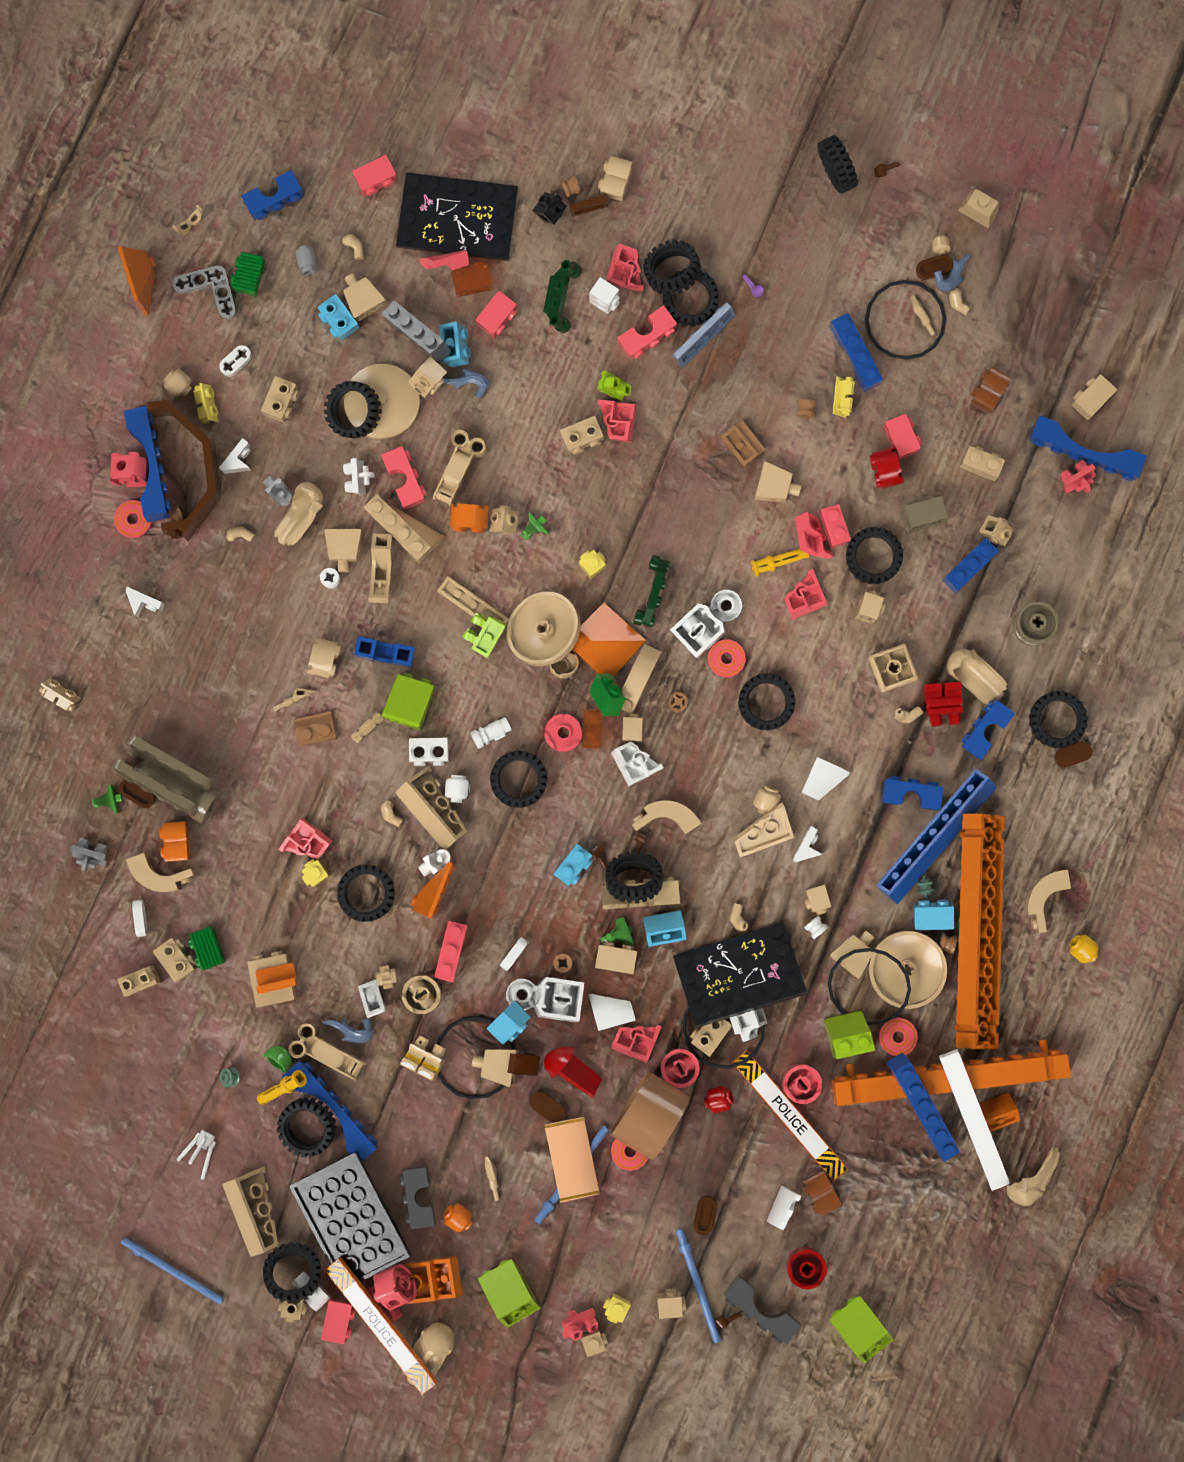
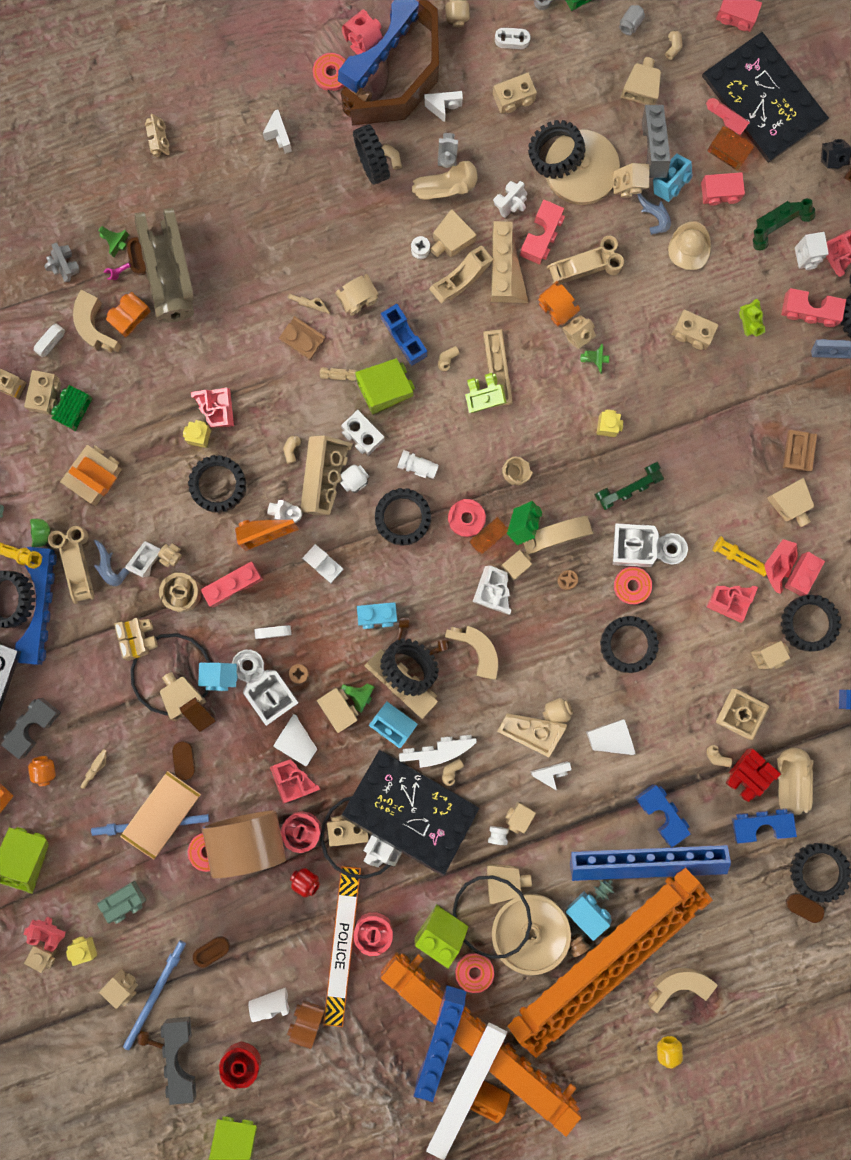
camera: 40 degrees right, 0 degrees up
(134, 821) = (115, 272): none -> dark pink hand
(205, 395) = (466, 40): light yellow hinge -> none
(228, 550) = (371, 154): none -> black tyre
(338, 318) = (612, 79): medium azure brick -> none
(429, 636) = (445, 358): none -> tan arm
(497, 870) = (323, 563): none -> white slope
(516, 379) = (690, 246): none -> tan hat
(543, 628) = (528, 432): tan dish -> none
(563, 1063) = (226, 750): red piece -> none
(607, 641) = (561, 486): orange slope -> none
(608, 1247) = (121, 902): none -> sand green brick
(618, 419) = (731, 346): coral slope -> none
(719, 907) = (446, 751): none -> white slope

